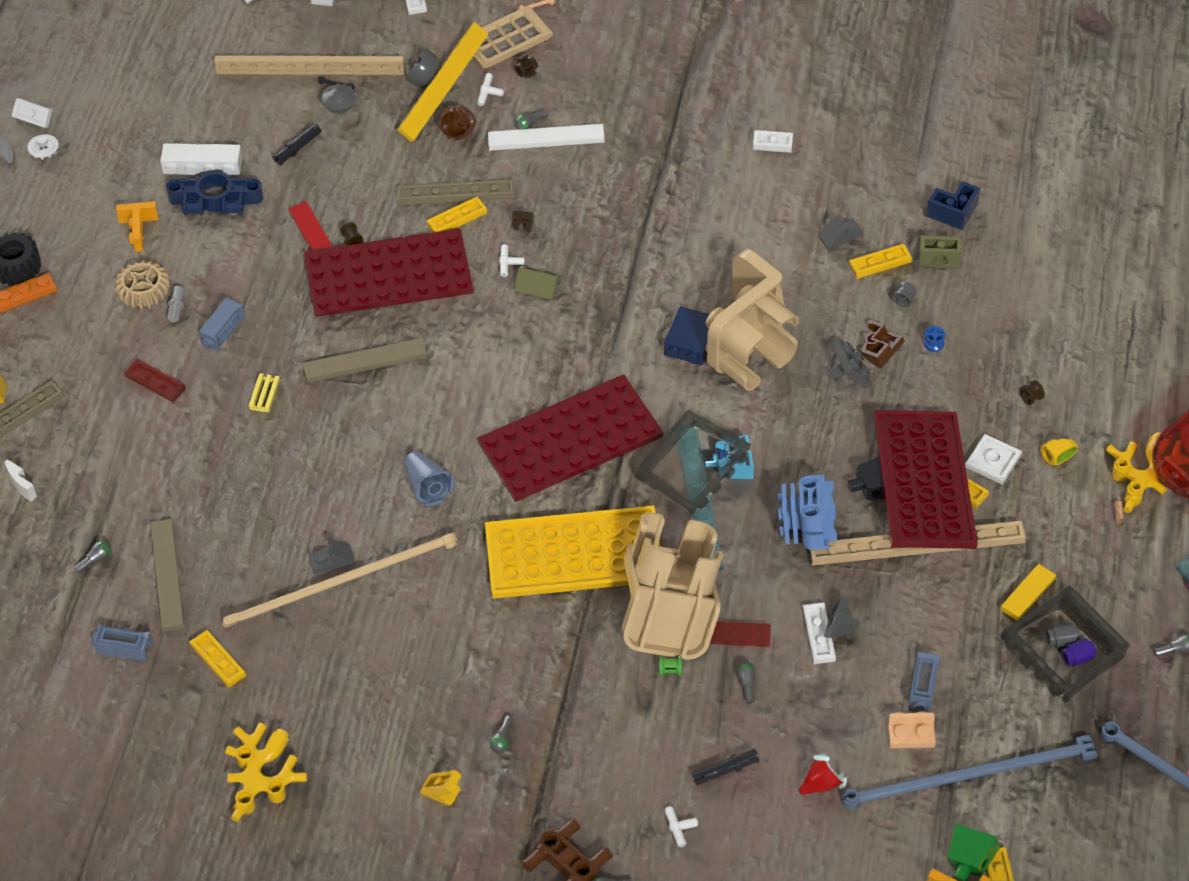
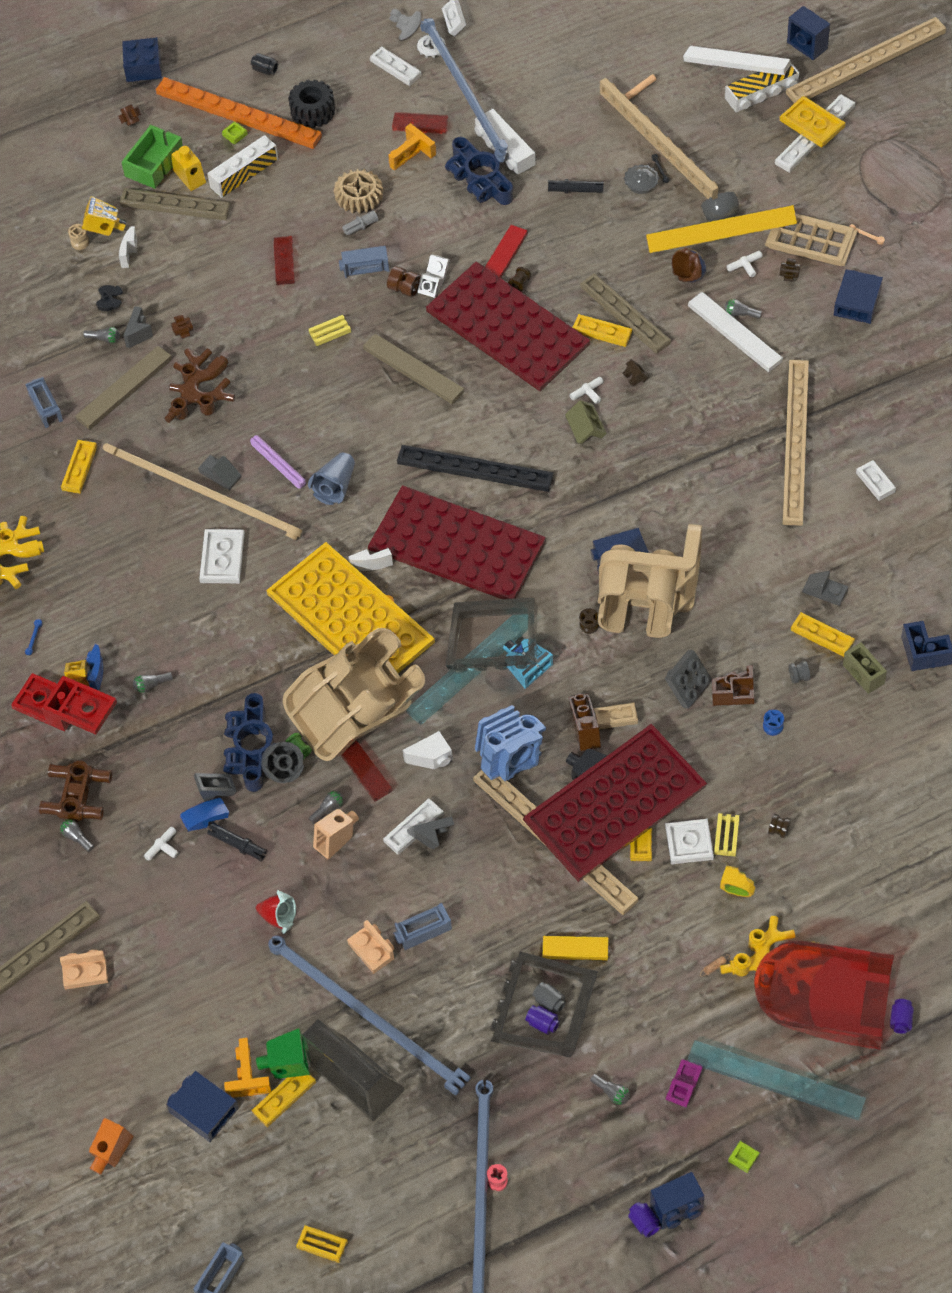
camera: 55 degrees right, 5 degrees up
(25, 346) = (242, 166): none -> brick
(35, 183) = (395, 66): none -> white tile
(59, 534) = (106, 302): none -> black piece
(107, 207) = (423, 122): none -> clear red tile
(118, 528) = (136, 329): none -> dark grey slope
(151, 491) = (182, 326): none -> reddish brown gear
(215, 160) = (500, 145): none -> sand blue hinge
(216, 514) = (192, 377): none -> reddish brown plant
(241, 42) = (637, 89): none -> light nougat piece
(272, 310) = (402, 281): none -> reddish brown wheel
(284, 288) = (434, 277): none -> white slope
(356, 790) = (37, 623): none -> blue hinge
(365, 509) = (277, 461): none -> lavender axle
(420, 608) = (222, 556): none -> white tile
(443, 762) = (95, 664): none -> blue slope
(471, 811) = (64, 703): none -> red bracket
(506, 380) = (475, 468): none -> black tile
(531, 506) = (365, 562): none -> white slope
(593, 43) = (858, 296): none -> dark blue brick
(644, 715) = (246, 723): none -> dark blue piece
(656, 750) = (214, 785): none -> dark grey slope
(677, 774) = (203, 813): none -> blue slope
(681, 683) = (282, 762): none -> dark grey cylinder
(690, 165) = (795, 443): none -> tan plate
(735, 391) = (589, 615): none -> dark brown wheel
(762, 576) = (429, 752): none -> white slope
(779, 679) = (333, 832): none -> light nougat torso
(828, 456) = (584, 722): none -> reddish brown slope
(837, 433) = (616, 715): none -> tan plate
(1011, 430) = (727, 819): none -> light yellow tile
(1030, 807) = (350, 1070): none -> clear smoke windscreen

